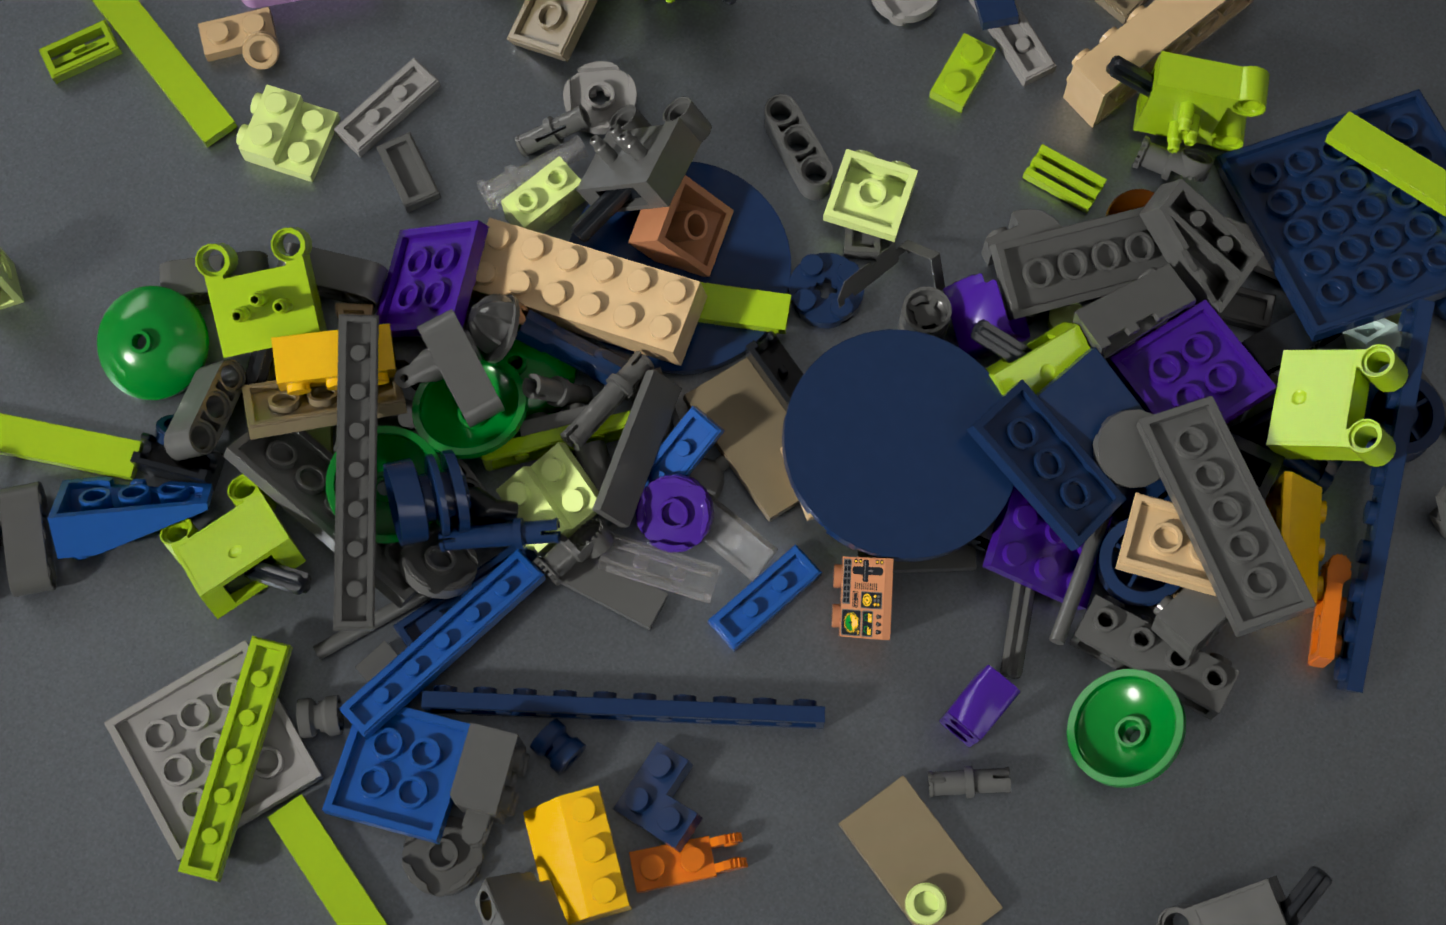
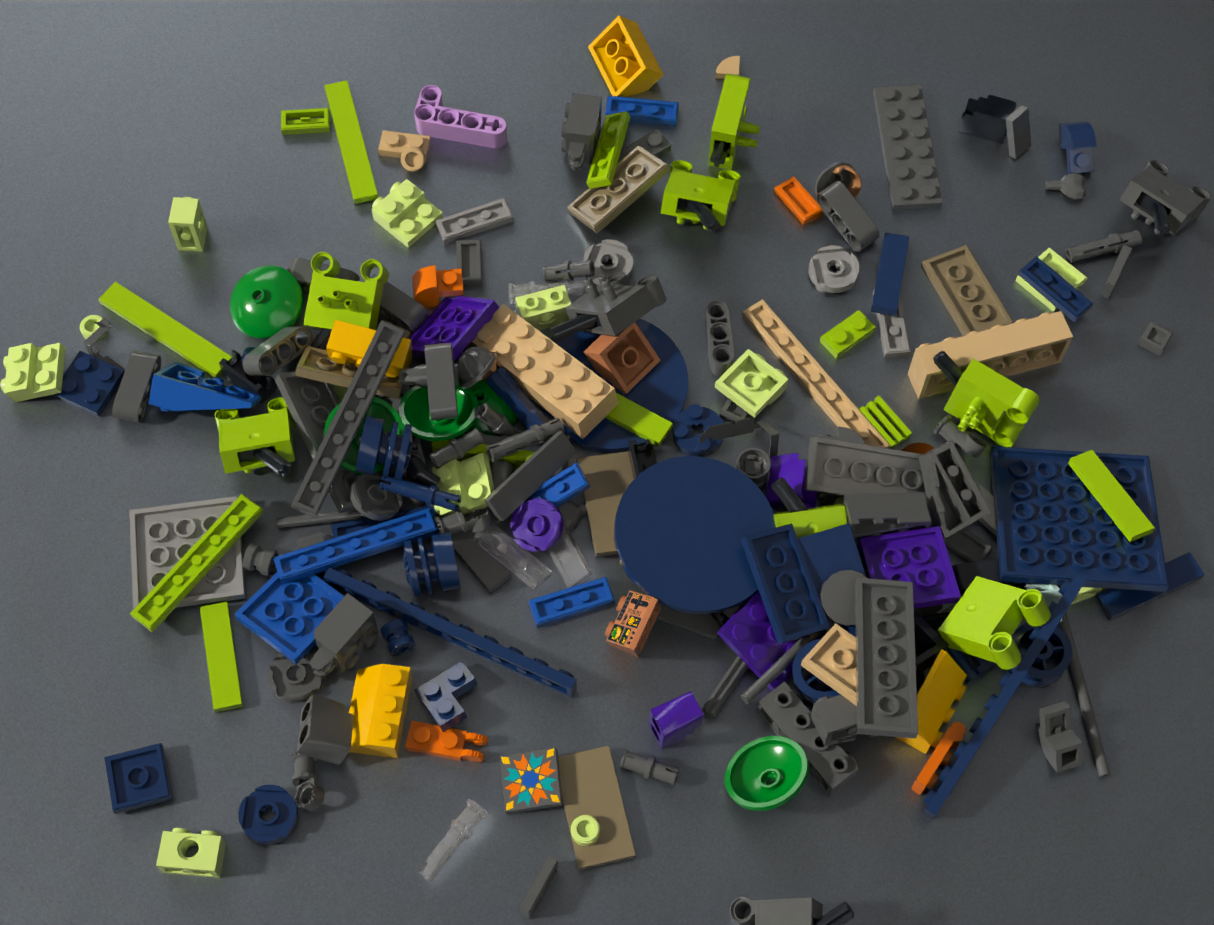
camera: 20 degrees right, 10 degrees down
(374, 226) = (431, 284): none -> orange brick
(520, 452) = (456, 448): none -> dark grey pin
(561, 628) = (431, 565): none -> dark blue wheel
(824, 866) = (531, 780): none -> tile
(940, 149) = (810, 373): none -> tan tile

